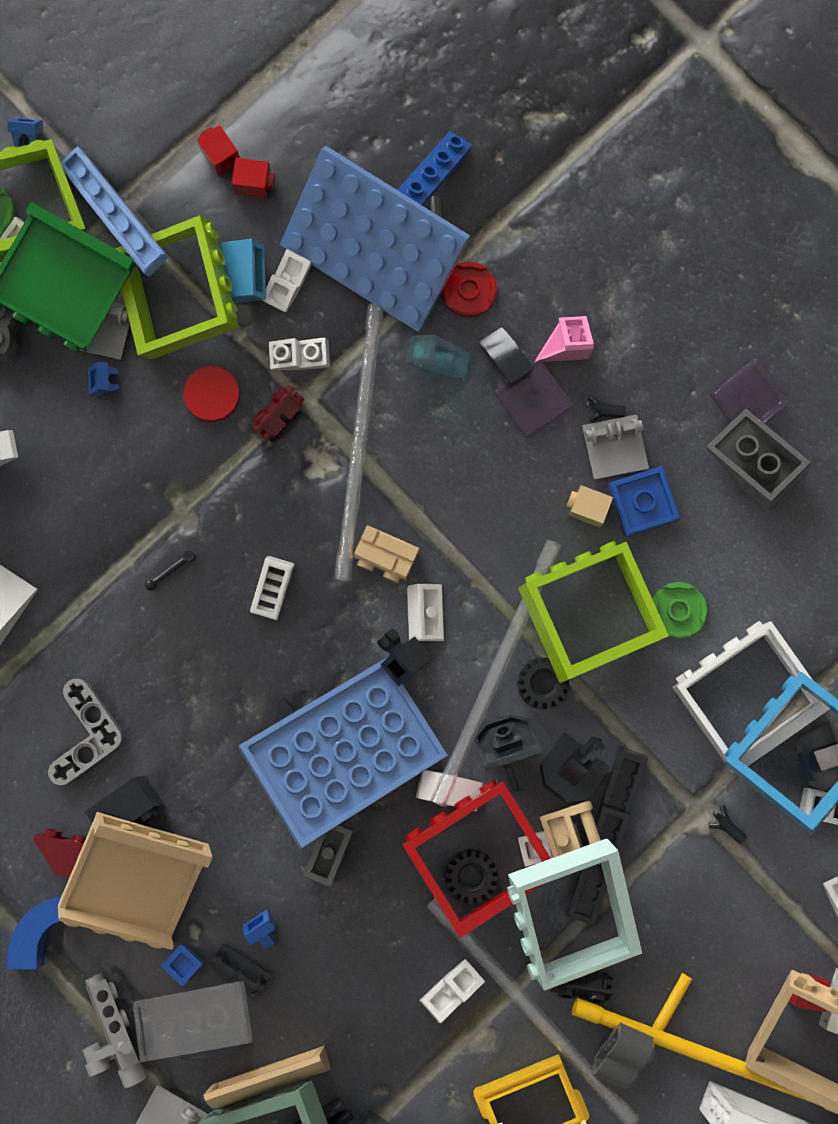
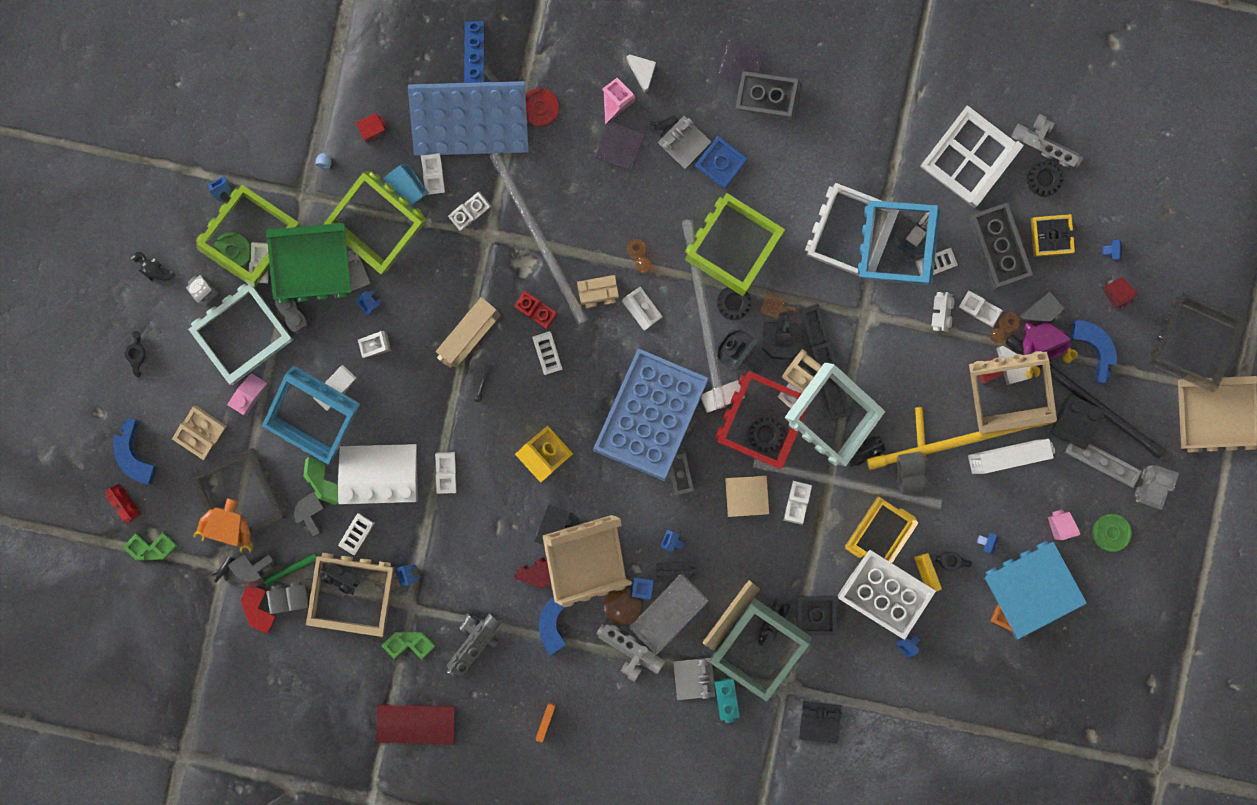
camera: 35 degrees left, 5 degrees up
(47, 648) = (445, 472): none -> white slope
(74, 435) = (374, 344): none -> white slope
(94, 741) = (508, 505): light grey beam -> none
(113, 211) = (308, 201): medium blue tile -> none
(140, 969) = (622, 607): none -> reddish brown dish
(168, 180) = (323, 161): none -> light blue hinge
(180, 708) = (544, 454): none -> yellow slope
(185, 494) = (467, 333): none -> tan window
(211, 393) = (436, 267): red tile -> none
(218, 149) = (340, 124): red brick -> none
(284, 404) = (480, 244): dark red hinge -> none
(295, 526) = (536, 310): none -> red slope
(394, 938) = (747, 496): none -> tan slope
(404, 658) = (648, 341): black brick -> none
(438, 357) = (550, 159): clear light blue slope -> none
(463, 559) = (643, 264): none -> clear orange plate
(506, 356) = (587, 132): black slope -> none
(589, 506) = (692, 186): tan brick -> none
(589, 723) = (773, 307): none -> clear orange plate
(624, 326) = (642, 69): none -> white slope
(681, 609) = (782, 209): bright green tile -> none
(725, 824) = (885, 311): black bar -> none
(793, 885) = (942, 319): none -> white hinge

